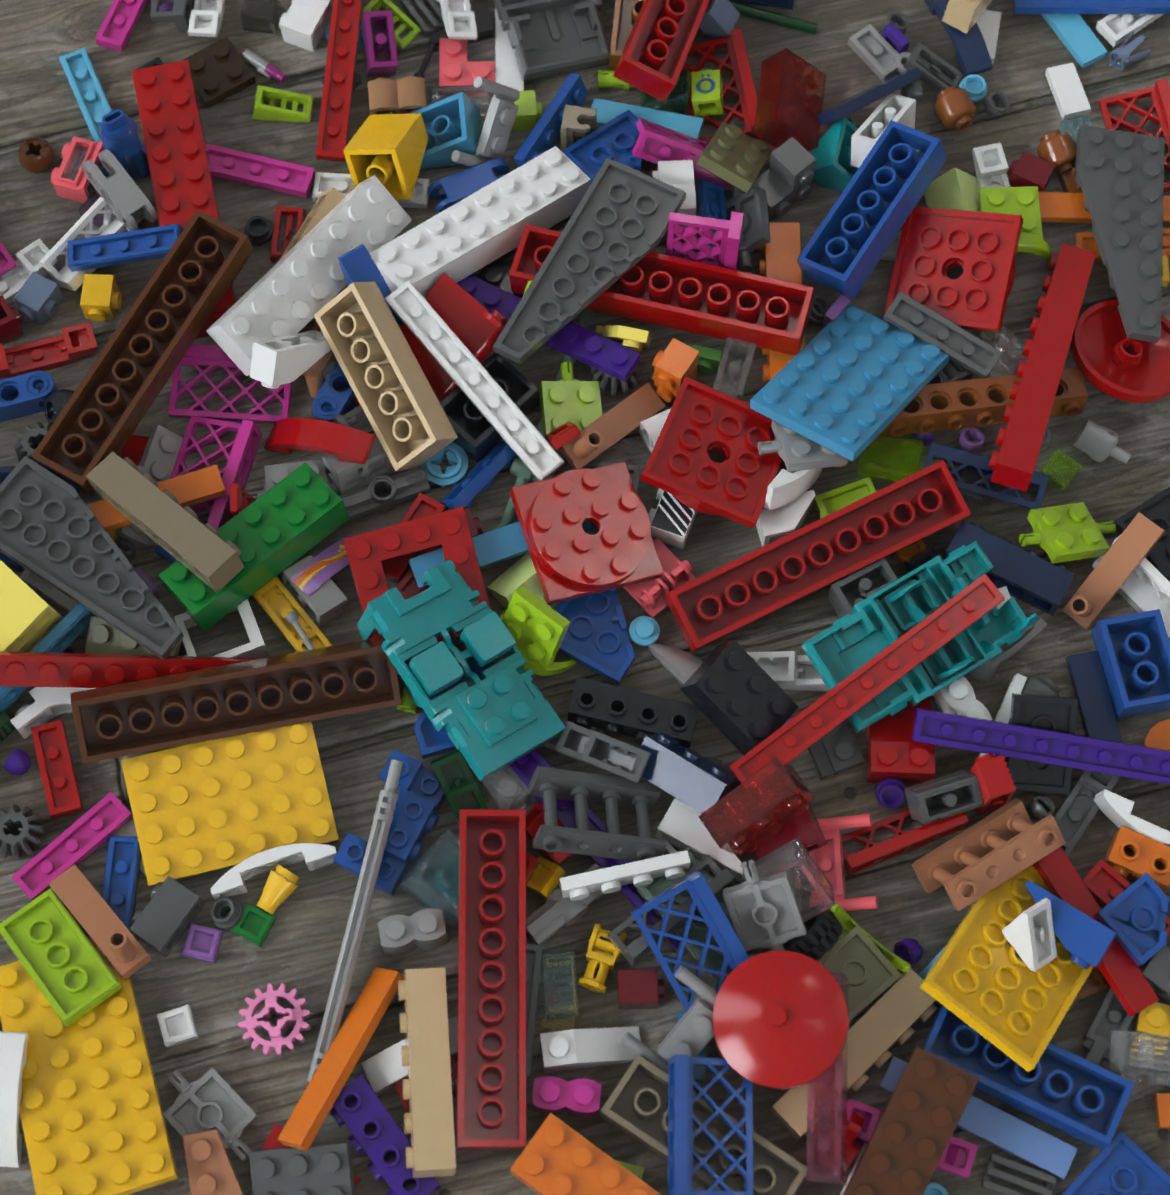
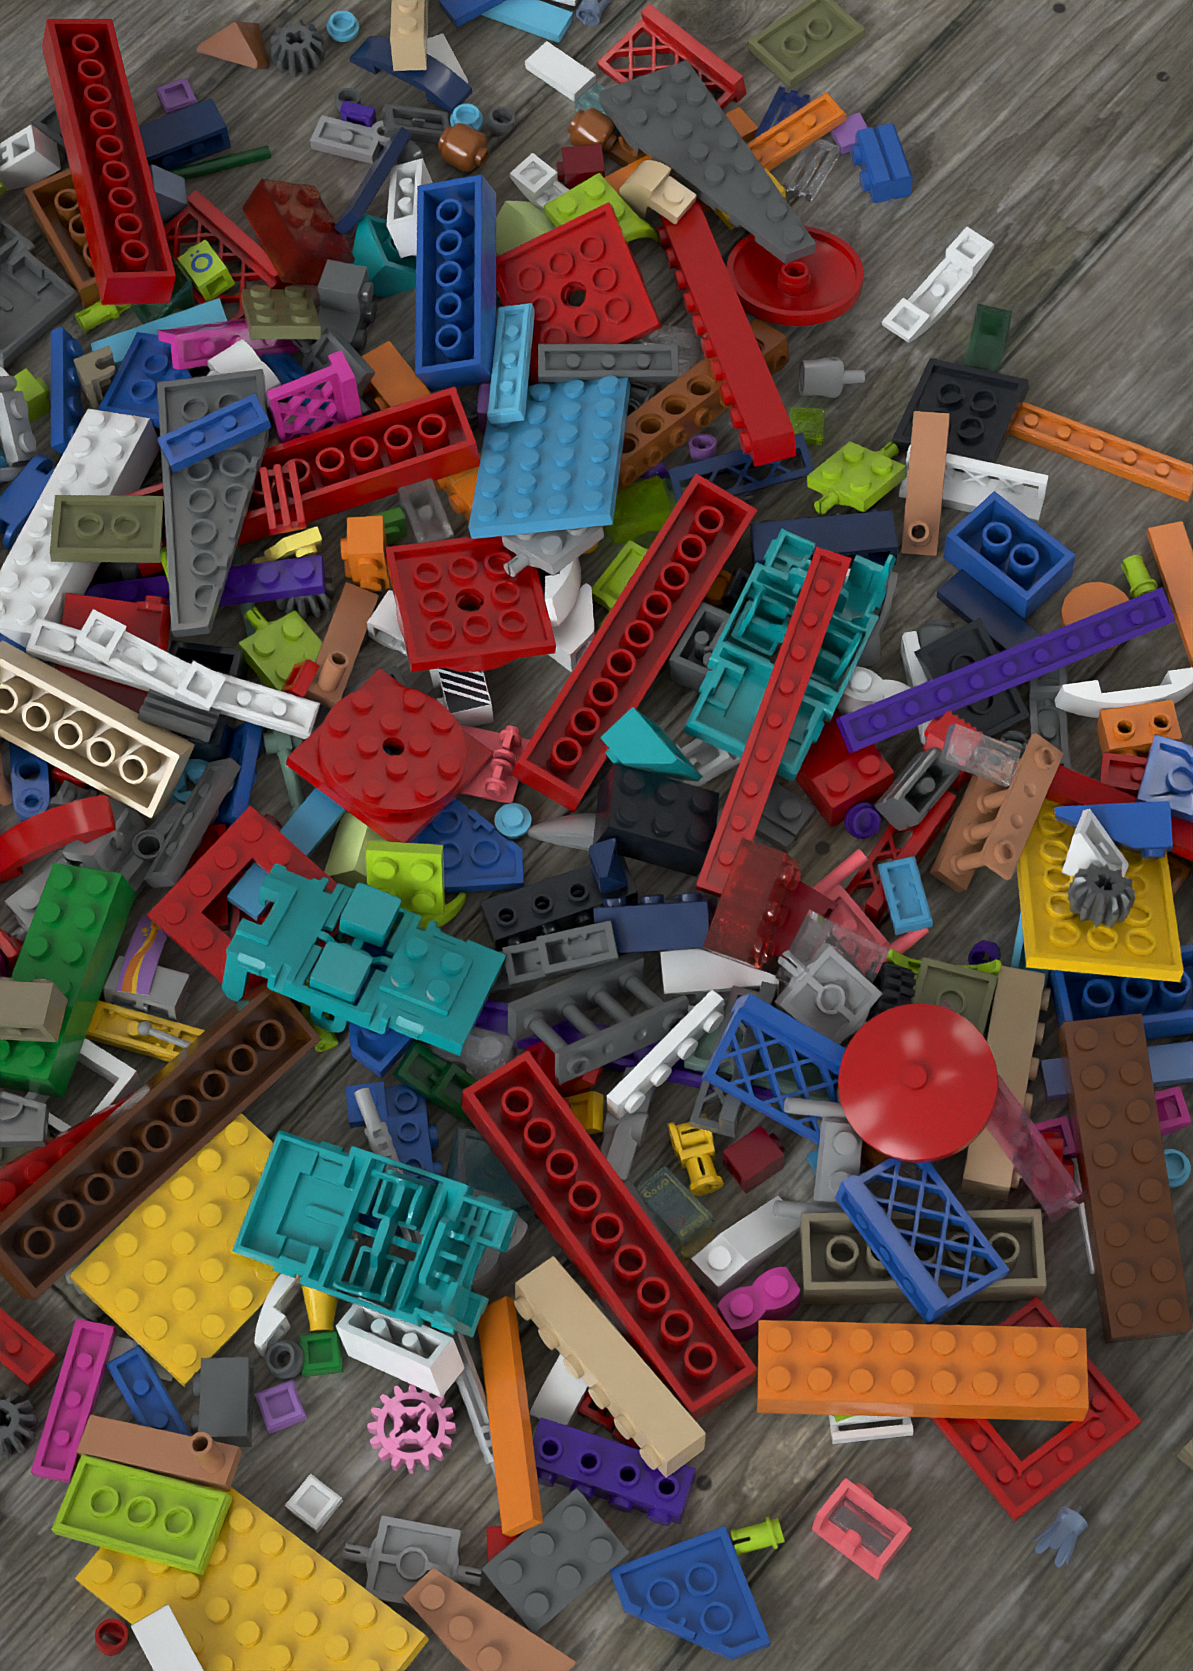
camera: 30 degrees left, 5 degrees down
(301, 959) = (401, 1349): none -> white brick
(303, 824) = (310, 1207): none -> teal piece
(420, 492) = (192, 823): none -> dark grey plate
(461, 360) = (149, 664): none -> white slope
(462, 407) = (178, 716): none -> dark grey tile
(500, 244) = (107, 528): none -> olive plate
(617, 219) = (214, 433): none -> blue plate
(645, 276) = (278, 474): none -> red tile
(679, 710) = (607, 866): none -> dark blue slope
(768, 641) = (645, 746): none -> teal slope
(871, 293) = (511, 363): none -> medium azure tile
(877, 871) = (905, 895): none -> dark azure plate
(1001, 804) = (980, 755): none -> clear plate
(1013, 969) = (1101, 895): none -> dark grey gear
(1068, 224) = (654, 189): none -> tan brick

